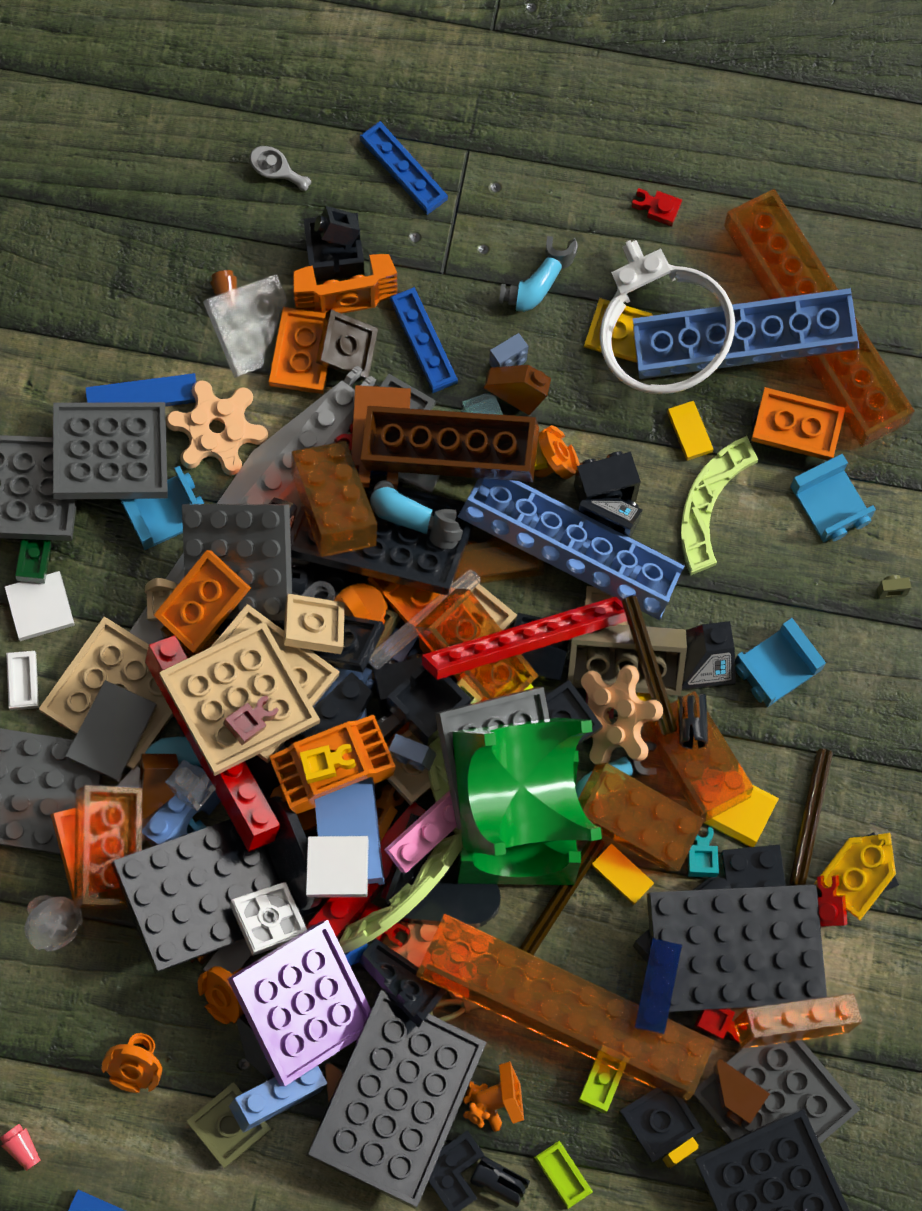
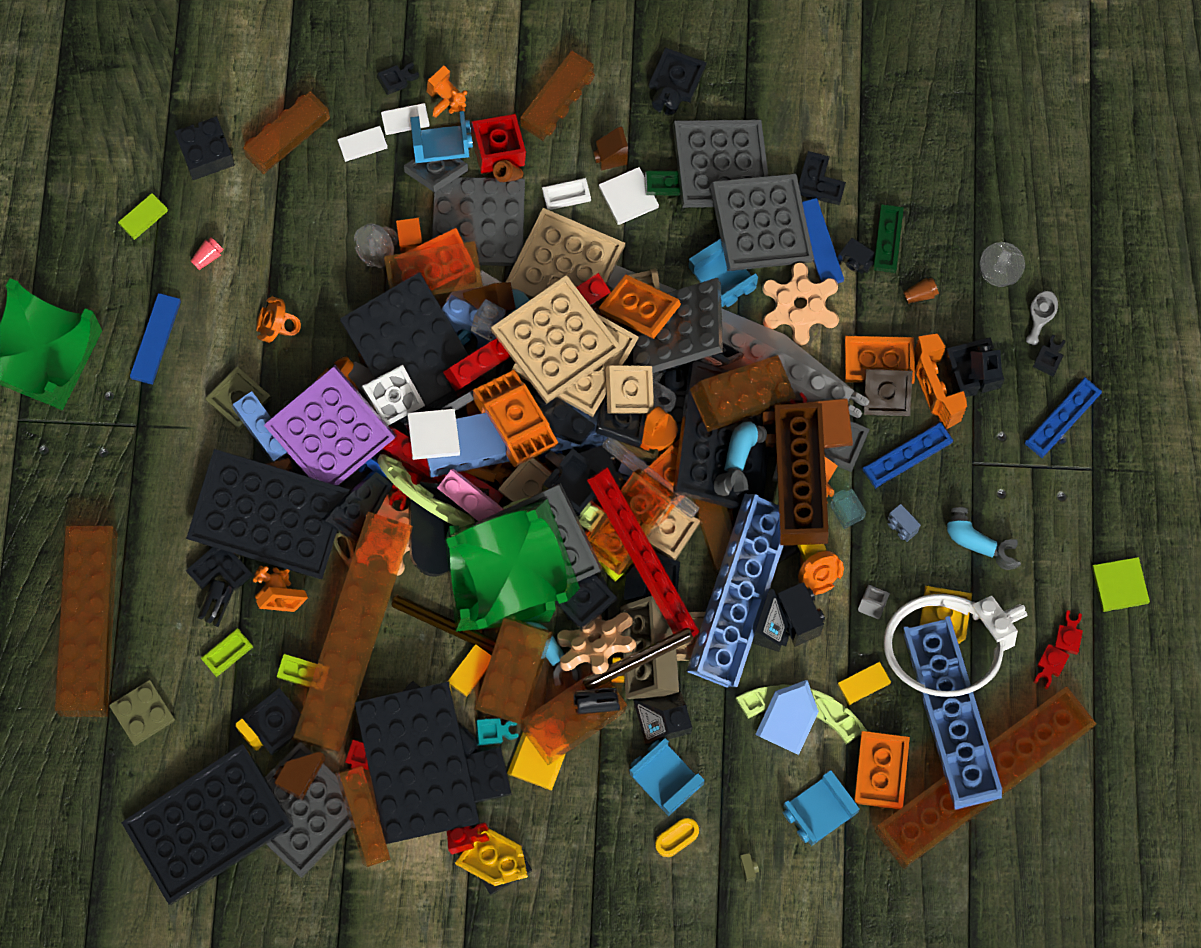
camera: 85 degrees right, 0 degrees up
(45, 879) = (409, 234): none -> orange brick
(63, 386) = (815, 184): none -> black plate
(111, 731) = (530, 261): dark grey tile -> none
(152, 315) = (888, 238): none -> dark green plate
(170, 353) = (856, 257): none -> black brick
(206, 199) = (1002, 264): none -> clear tile
(247, 322) = (894, 311): clear plate -> none
(249, 722) = (533, 344): plate -> none
(321, 763) = (508, 404): yellow plate -> none
(331, 169) = (1049, 357): none -> black plate
(410, 751) = (535, 477): sand blue piece -> none
(518, 385) = (874, 531): reddish brown slope -> none
(594, 405) = (873, 602): none -> light grey slope
(608, 143) = (1120, 584): none -> lime tile
(658, 986) = (373, 696): clear blue plate -> none
(690, 229) = (1051, 662): none -> red plate
(723, 516) = (789, 717): none -> light blue tile
(811, 817) = (538, 817): dark brown axle -> none
(849, 663) = (677, 837): none -> yellow tile

